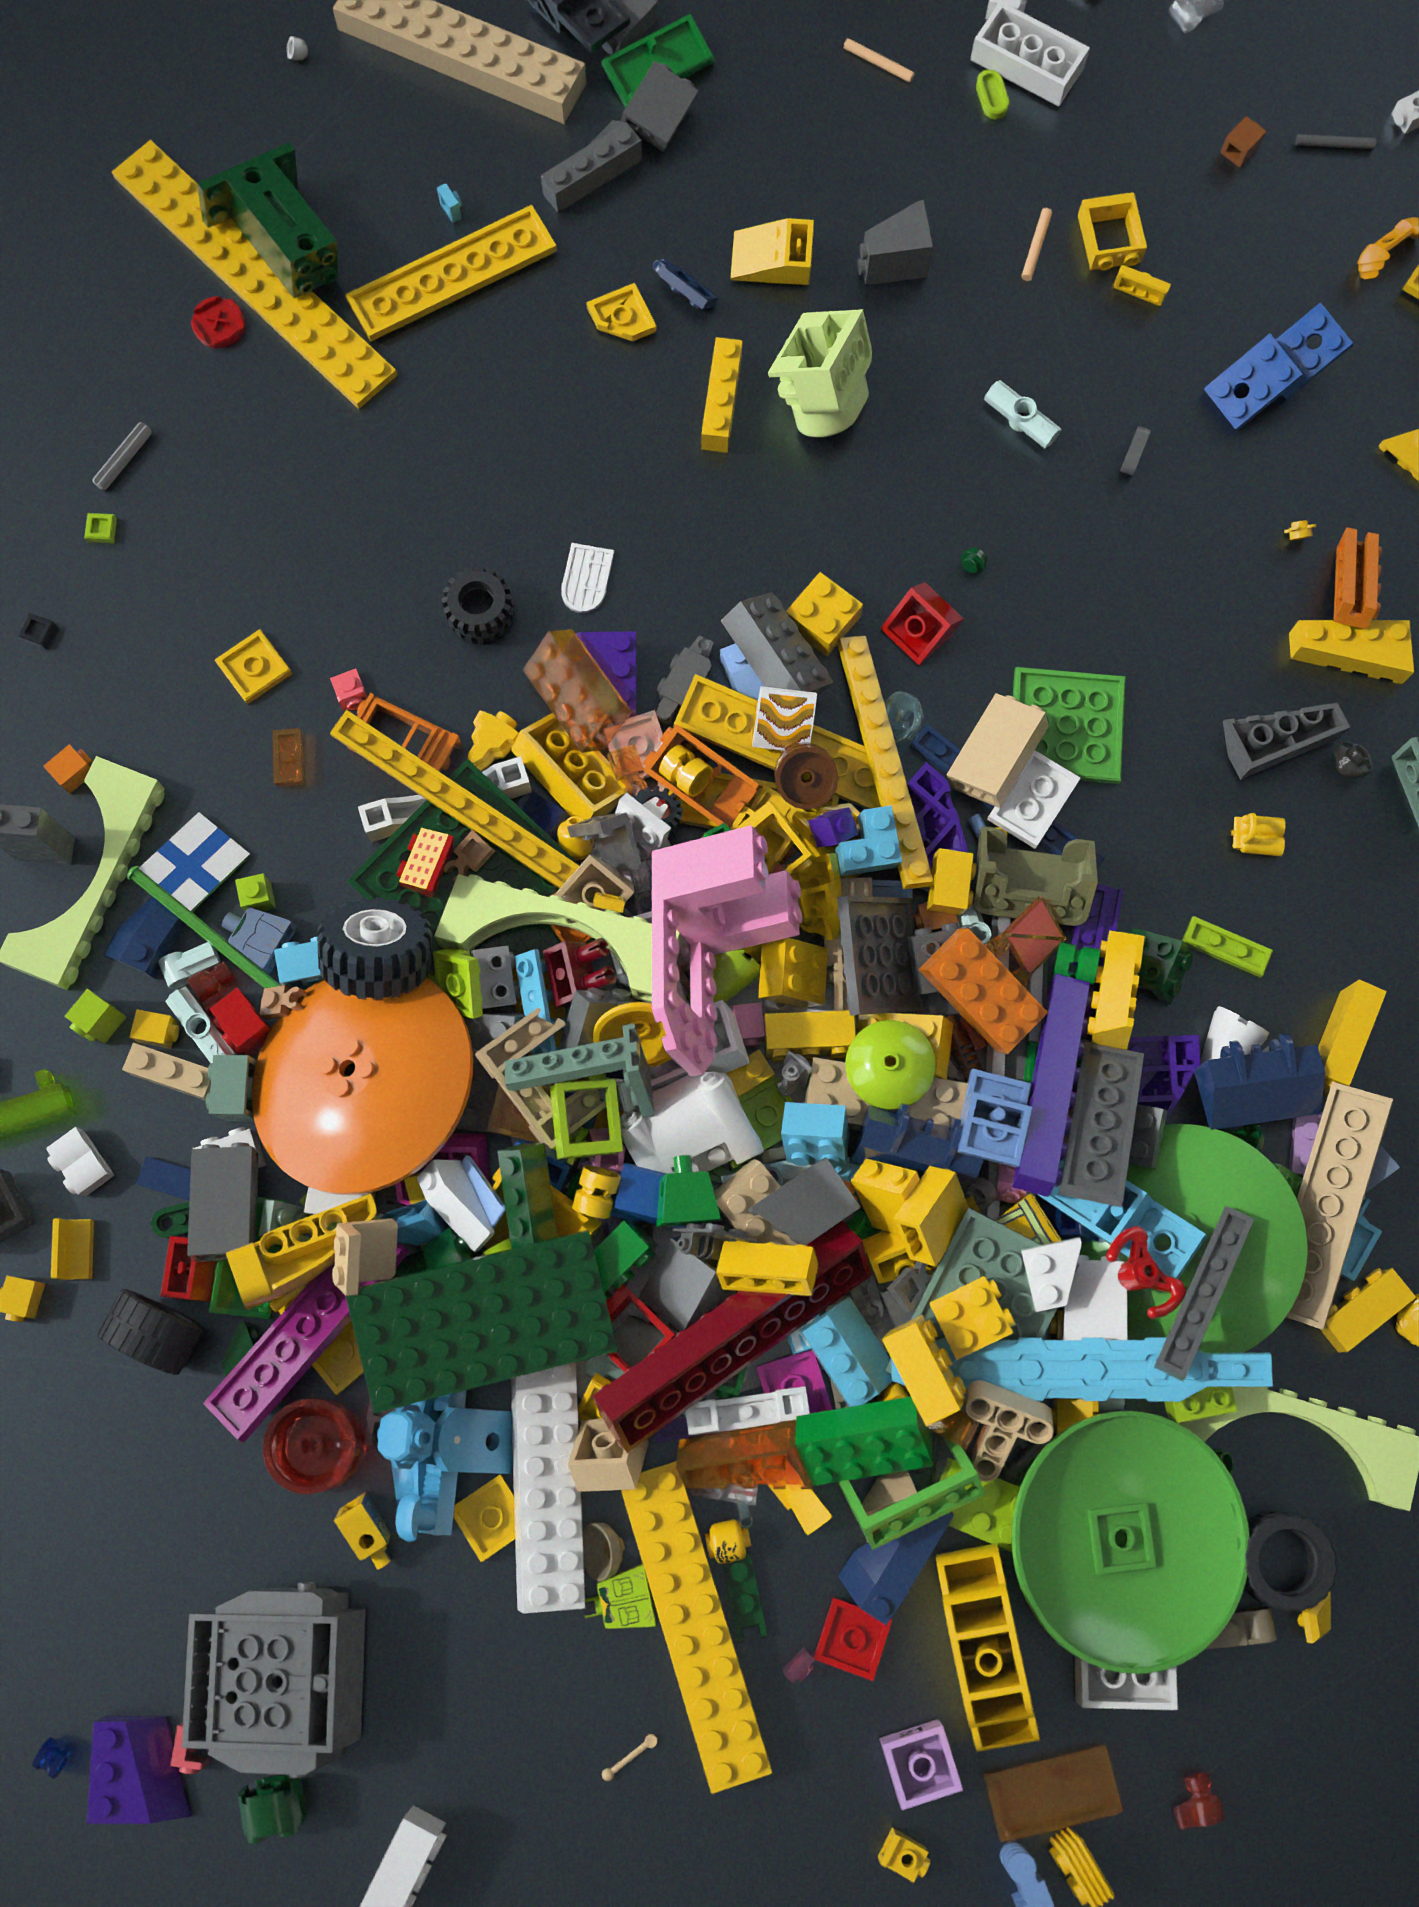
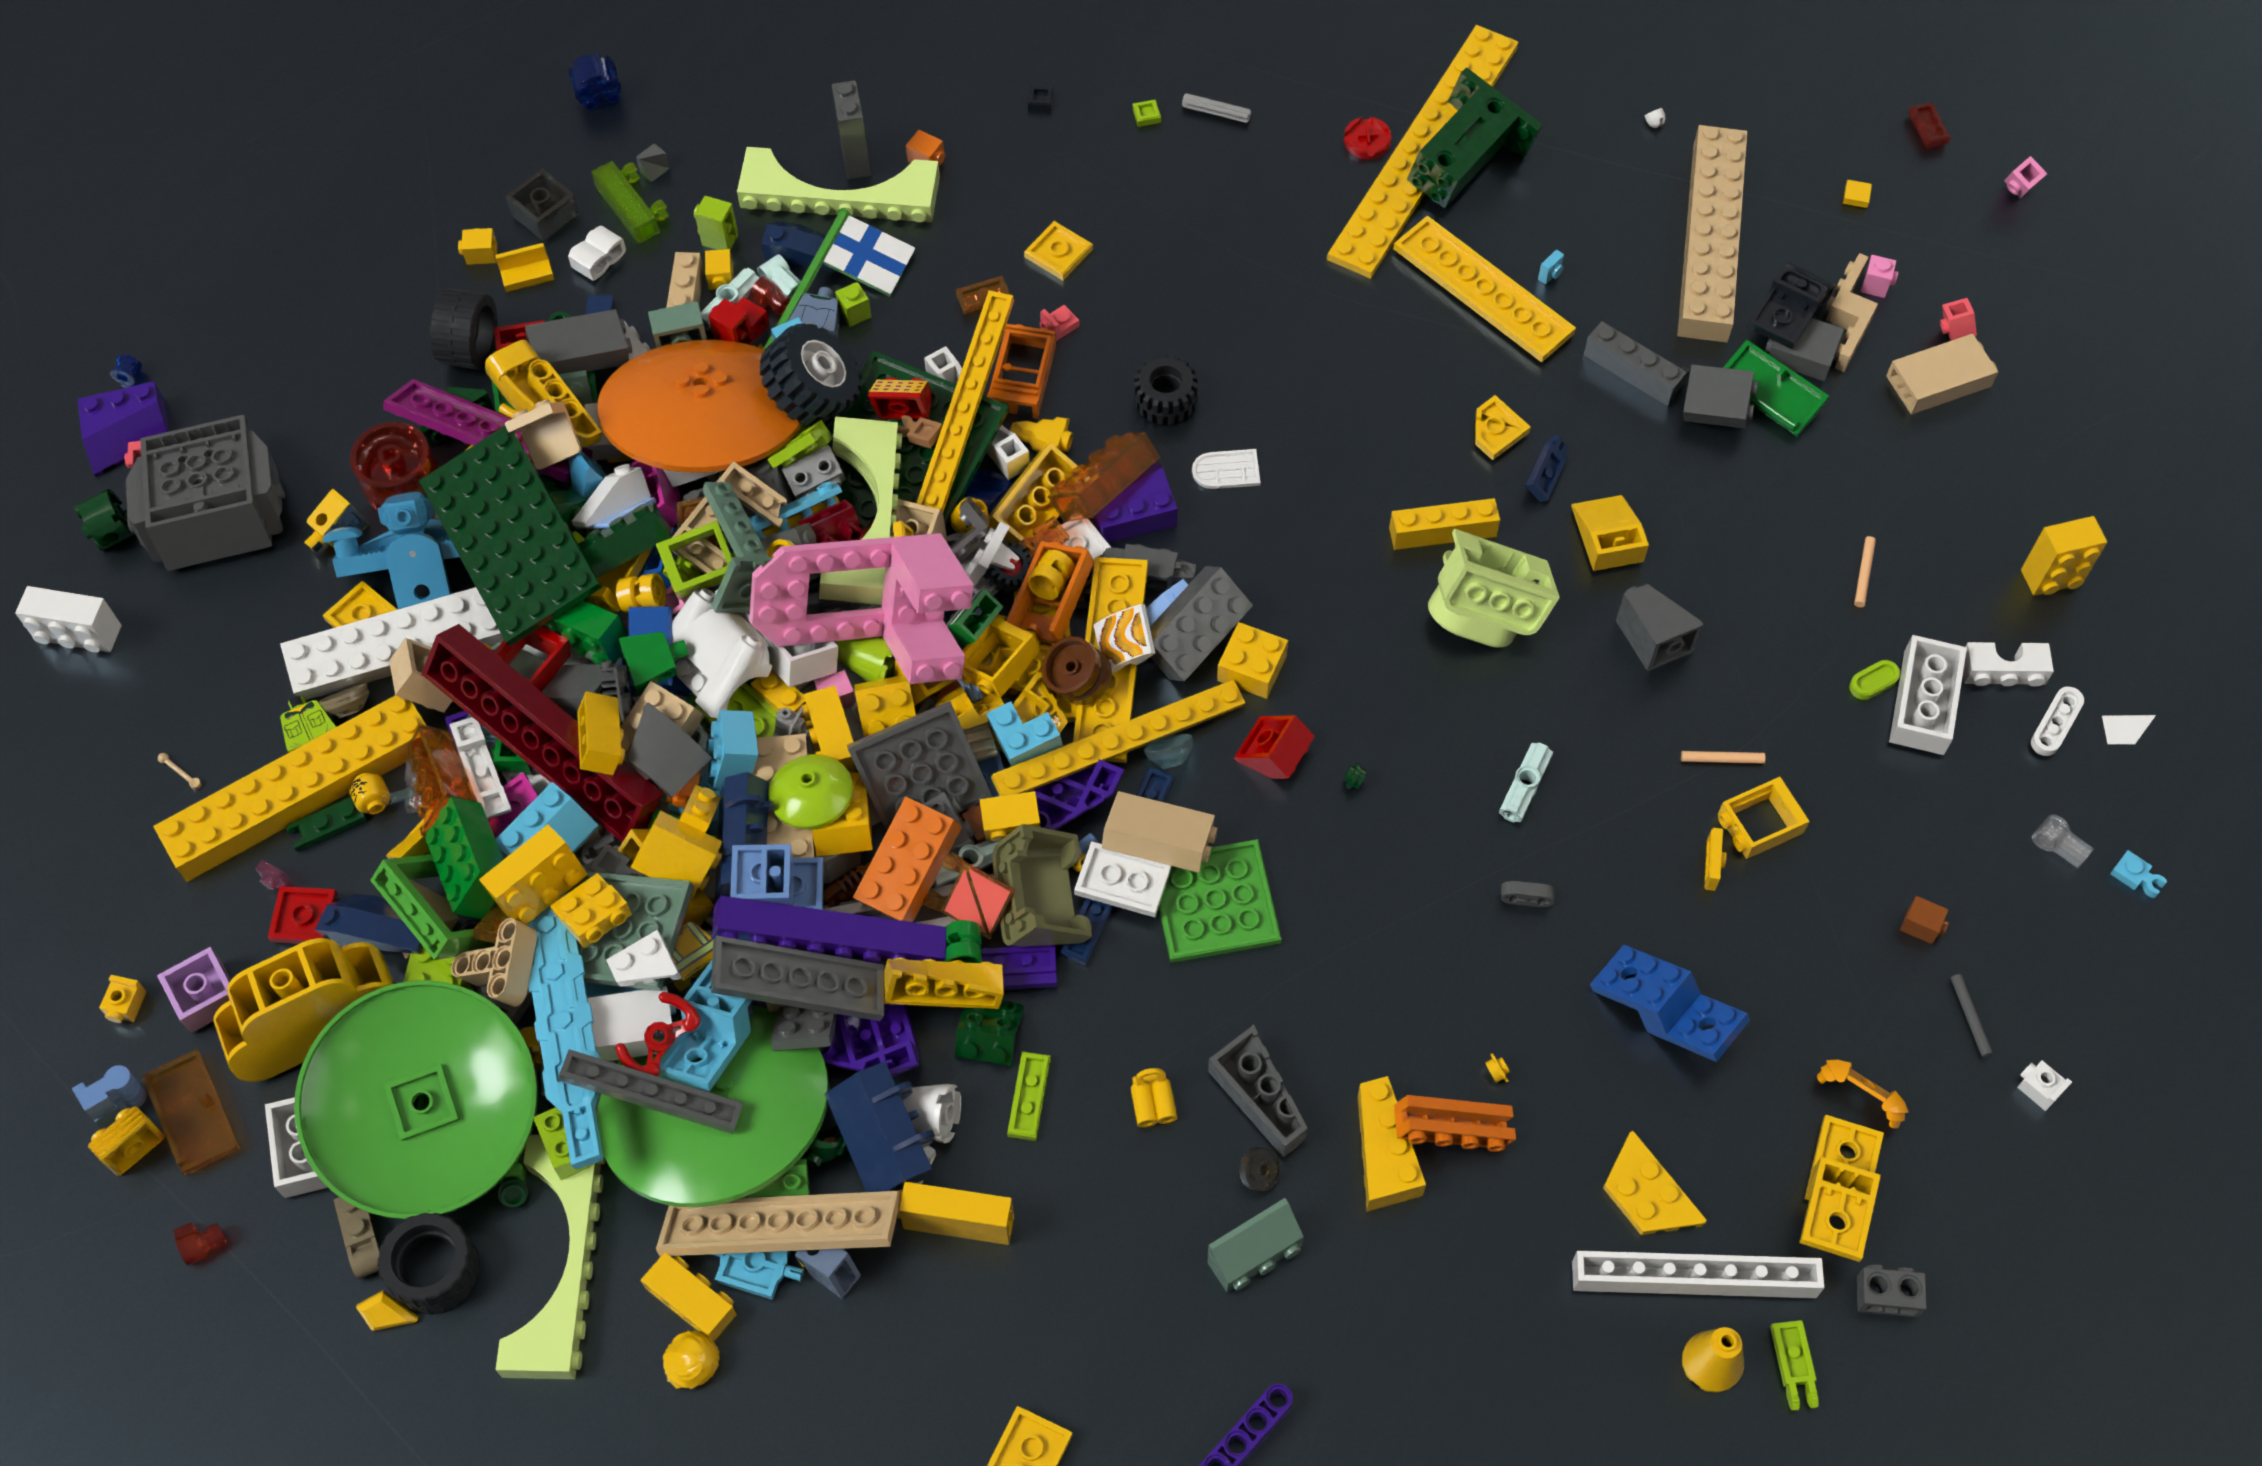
camera: 75 degrees right, 15 degrees down
(278, 1001) = (758, 337): medium nougat plate -> none
(833, 827) = (1030, 701): dark purple brick -> none

